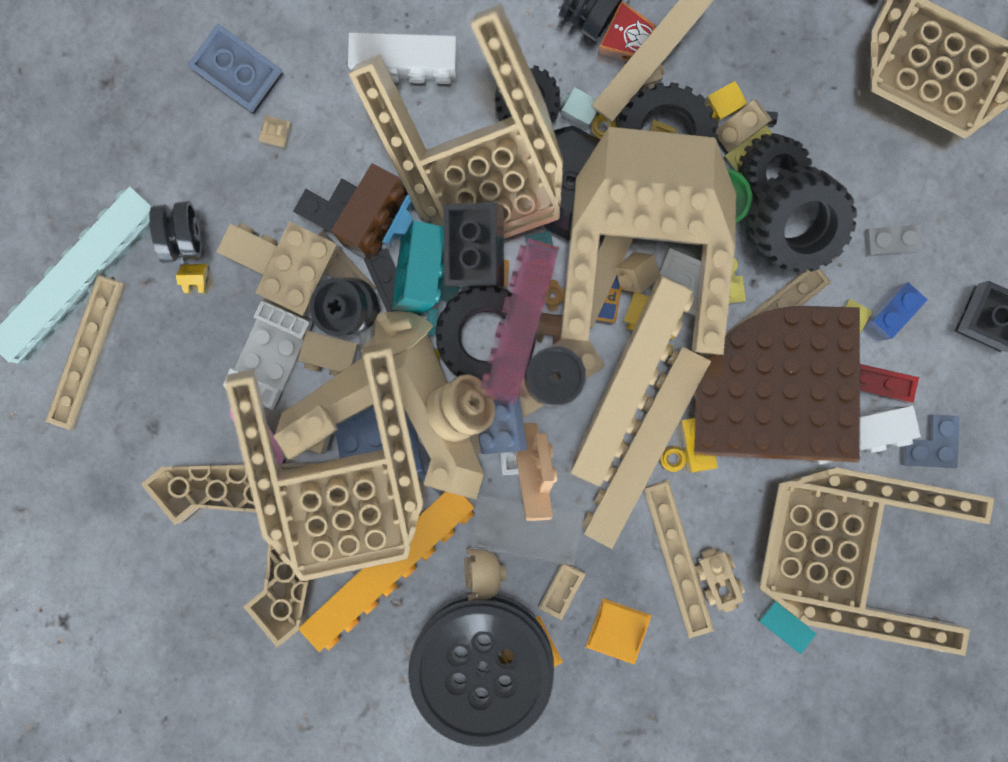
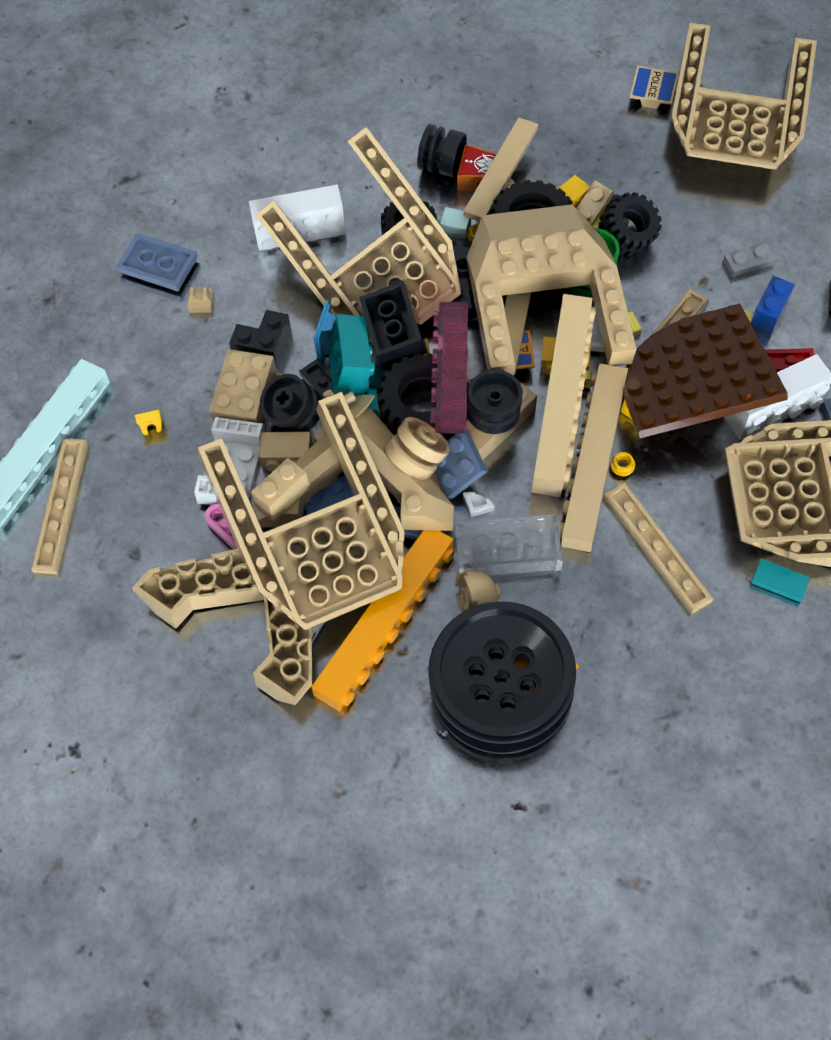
camera: 15 degrees left, 25 degrees down
(175, 231) = (129, 381): black wheel -> none
(246, 248) = (193, 384): tan brick -> none
(370, 212) = (295, 327): reddish brown brick -> none
(536, 474) = (502, 491): light nougat bracket -> none
(554, 302) = (480, 362): yellow plate -> none
(562, 590) = (558, 596): tan plate -> none
(618, 631) = (623, 625): light orange piece -> none
(637, 272) = (541, 323): tan brick -> none
(694, 462) = (645, 451): yellow brick -> none
(716, 570) = (699, 546): tan brick -> none
(825, 236) = (692, 244): black tyre -> none

